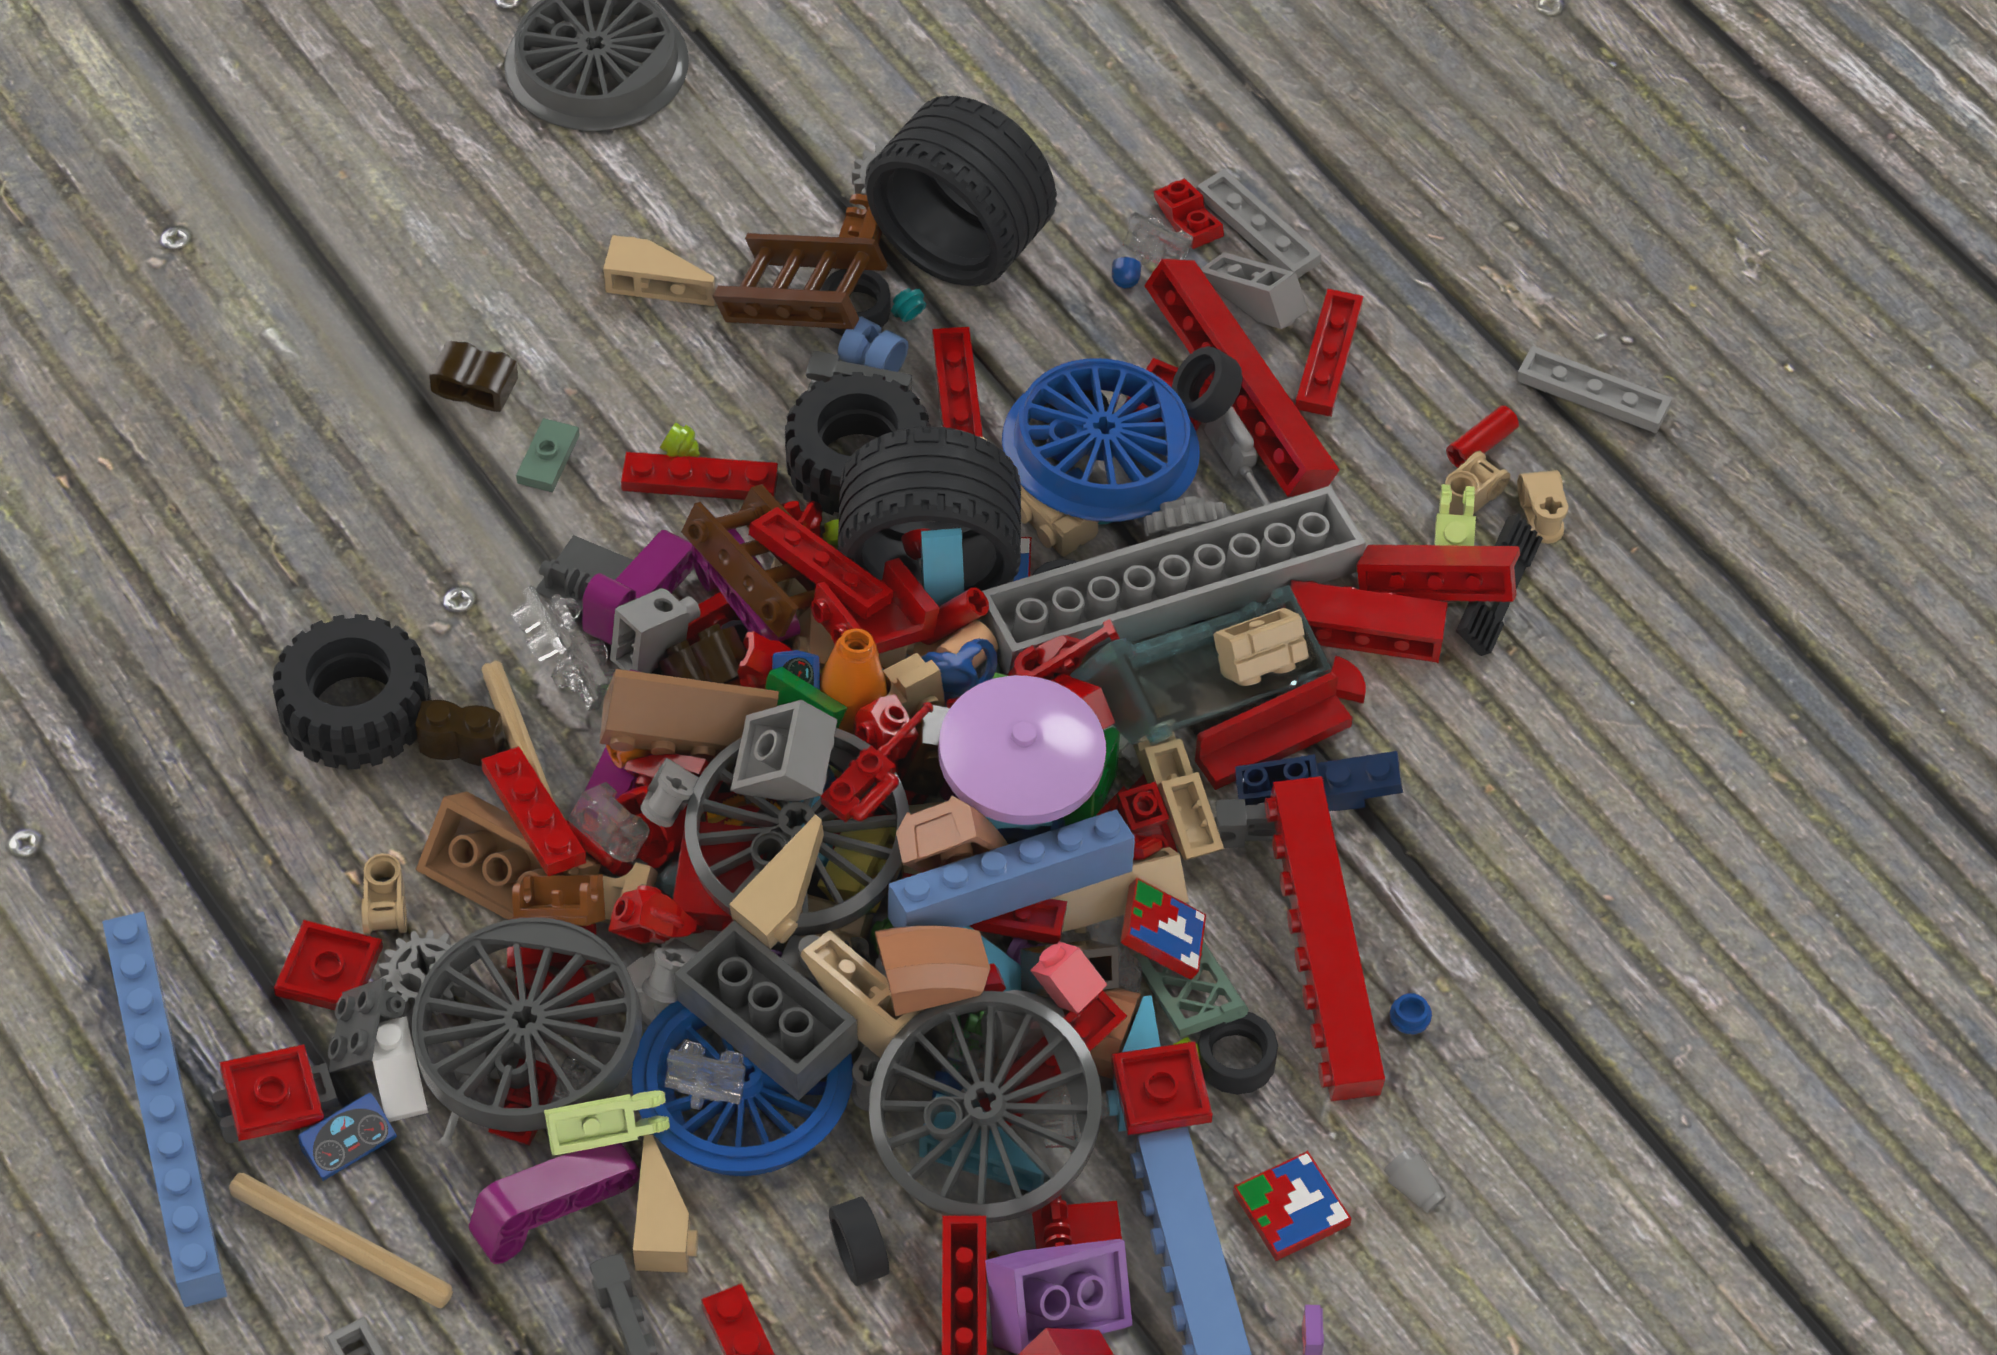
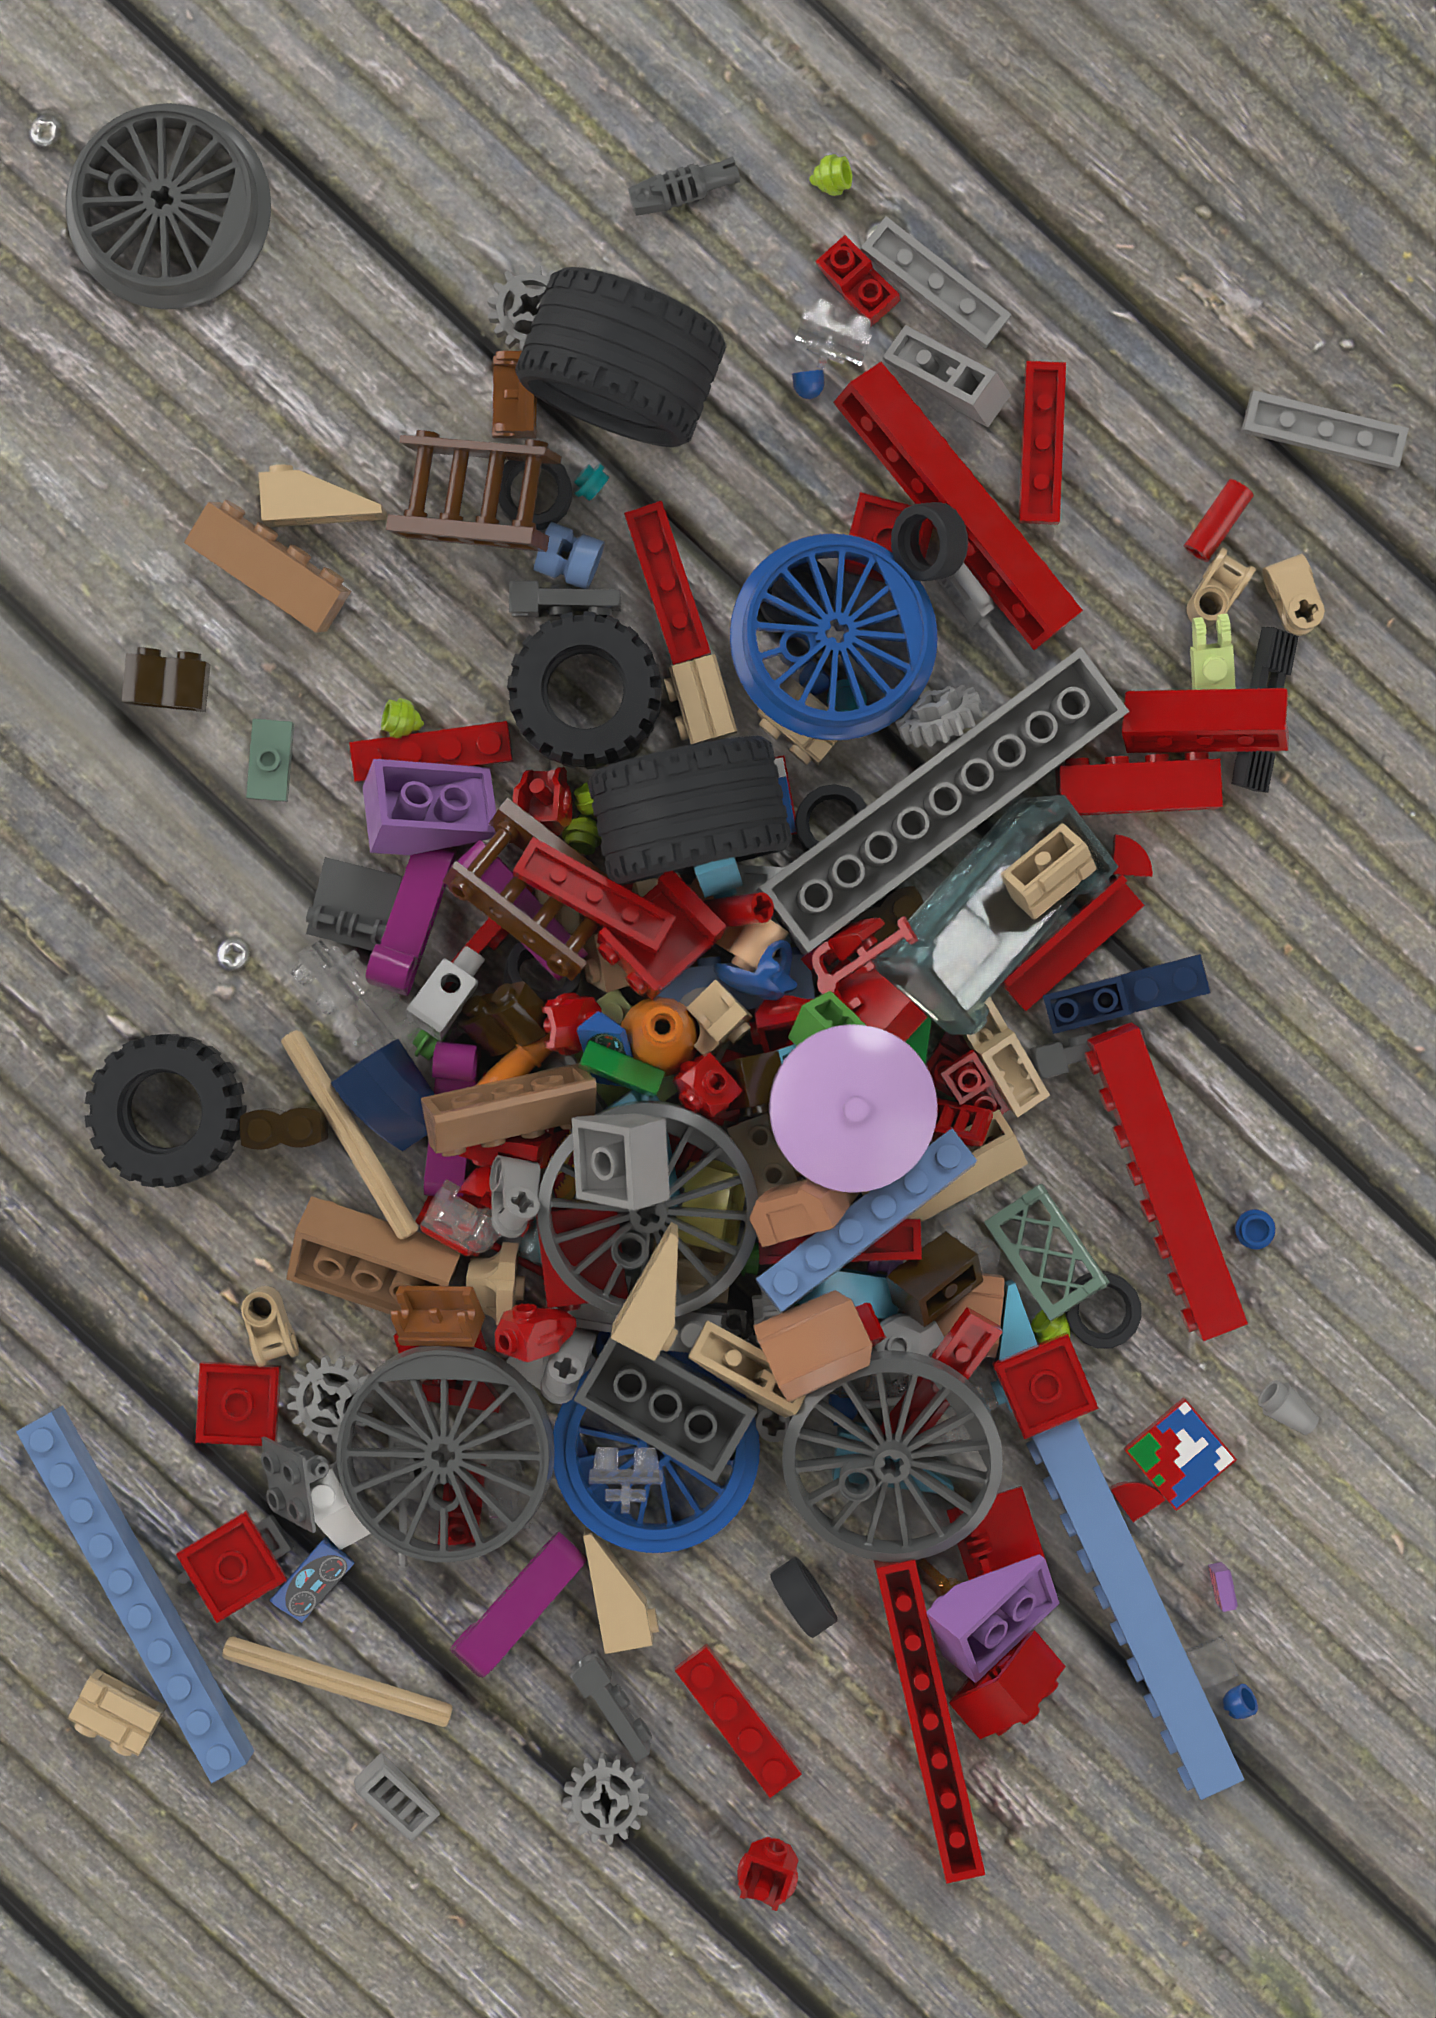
camera: 15 degrees left, 35 degrees up
(99, 1216) = (116, 1713): none -> tan brick
(533, 811) = (386, 1228): red plate -> none
(565, 715) = (387, 1095): none -> dark blue slope
(598, 306) = (267, 565): none -> medium nougat brick
(603, 1122) = (548, 1542): yellowish green hinge -> none
(665, 493) = (426, 806): none -> medium lavender slope
(869, 768) = (704, 1152): red piece -> none
(1055, 120) = (681, 186): none -> dark grey hinge
(1068, 976) = (943, 1318): coral brick -> none
(1163, 928) = (1013, 1212): tile -> none
(1184, 137) = (832, 175): none -> lime plate
(1239, 1238) = (1136, 1498): none -> red tile

